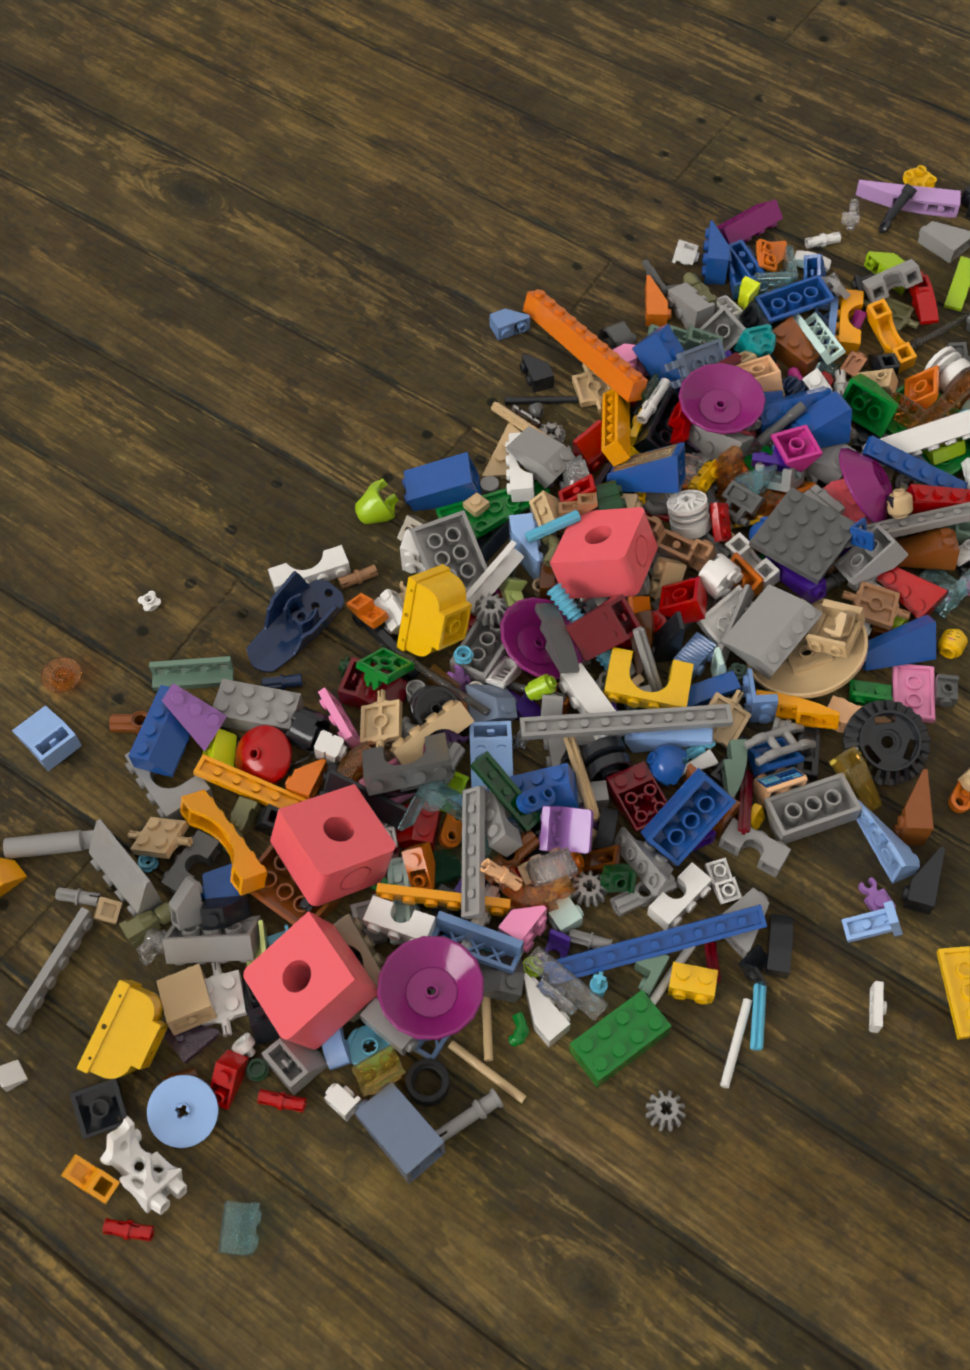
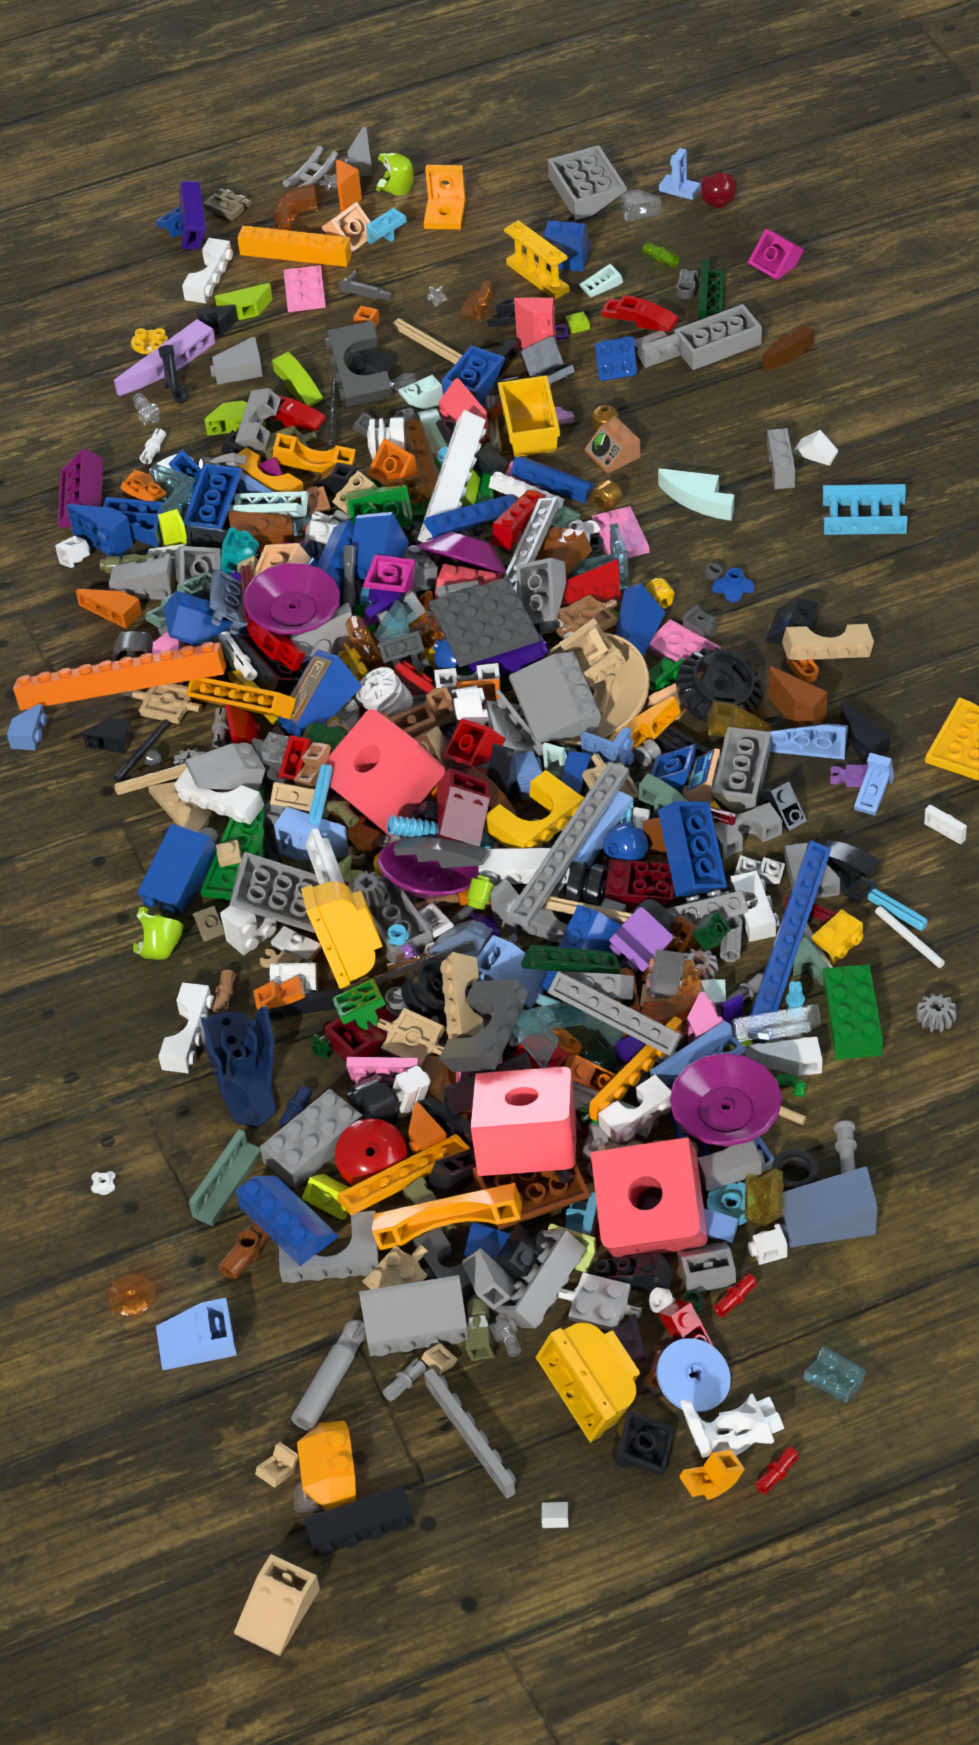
camera: 55 degrees left, 10 degrees down
(186, 999) = (597, 1310): tan panel -> none
(195, 715) = (290, 1177): medium lavender wing -> none
(488, 1072) = (814, 1126): tan bar -> none
(501, 874) = (652, 1003): light nougat pin -> none
(537, 798) = (596, 943): blue plate -> none
(647, 659) = (513, 799): light grey axle -> none
(651, 271) = (70, 589): dark grey piece -> none
(777, 750) = (658, 755): light grey piece -> none
(801, 862) = (785, 804): none -> black slope
(862, 537) = (523, 582): blue bracket -> none
(899, 503) = (505, 542): tan head -> none

